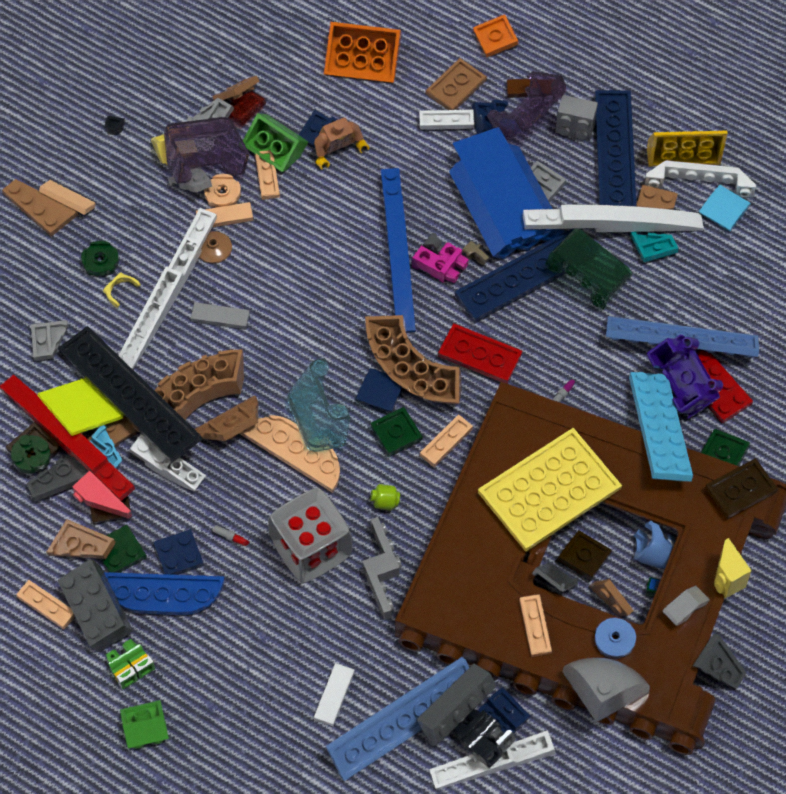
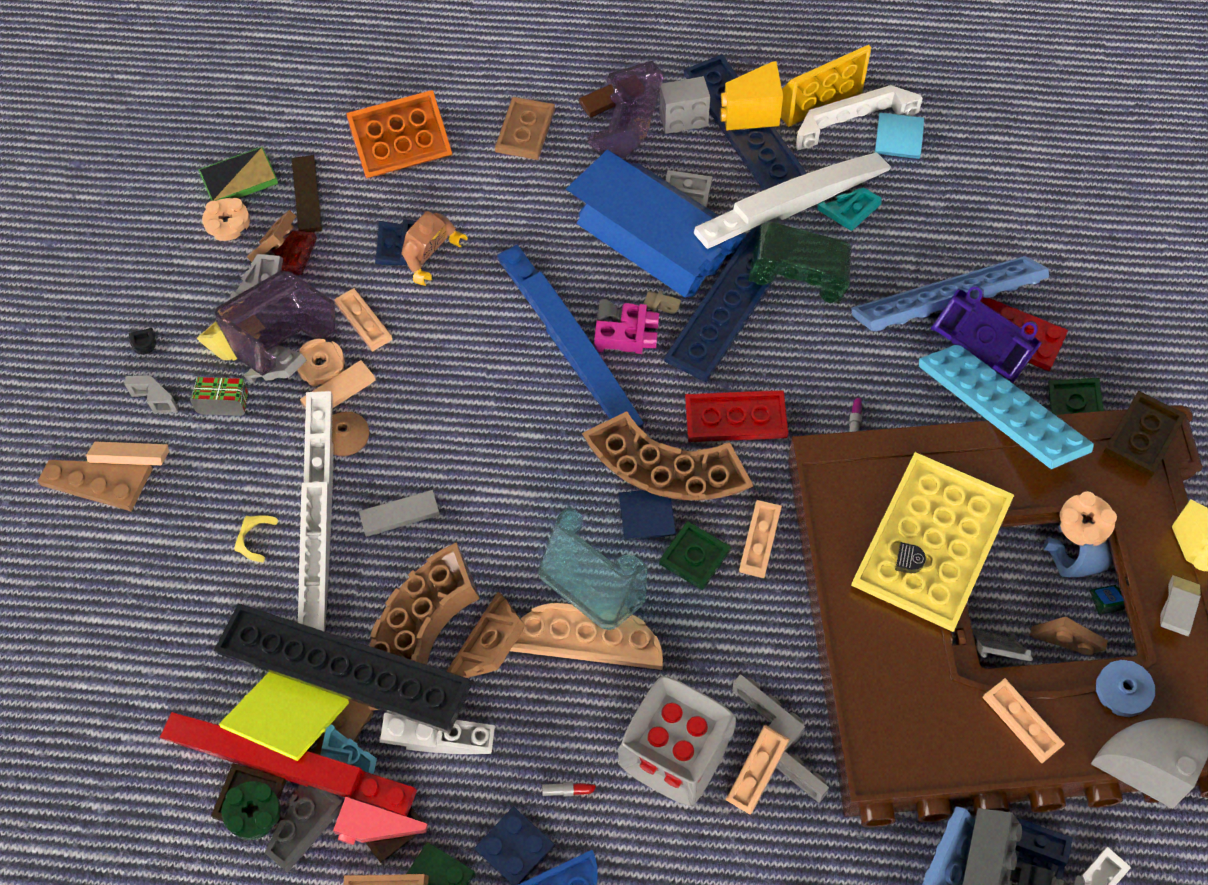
camera: 25 degrees left, 0 degrees up
(47, 338) = (193, 644): light grey wing -> none
(103, 168) = (157, 397): none -> light grey slope
(103, 267) = (216, 522): dark green plate -> none
(144, 185) = (219, 396): none -> piece
(216, 54) = (227, 207): none -> light nougat plate
(236, 35) = (238, 175): none -> tile
(271, 135) = (342, 271): bright green slope -> none
(276, 68) = (306, 194): none -> dark brown tile
(354, 578) = (758, 769): none -> light nougat tile
(385, 497) = (731, 644): lime head -> none
(446, 119) = (537, 169): white plate -> none
(481, 110) = (577, 147): dark blue slope -> none
(495, 35) = (538, 57): orange plate -> none
(523, 492) = (910, 558): none -> black tile
(584, 555) = (1004, 600): dark brown plate -> none
(625, 134) = (753, 99): none -> yellow slope
(656, 198) = (820, 155): medium nougat wing -> none
(668, 515) = (1089, 505): none -> light nougat plate

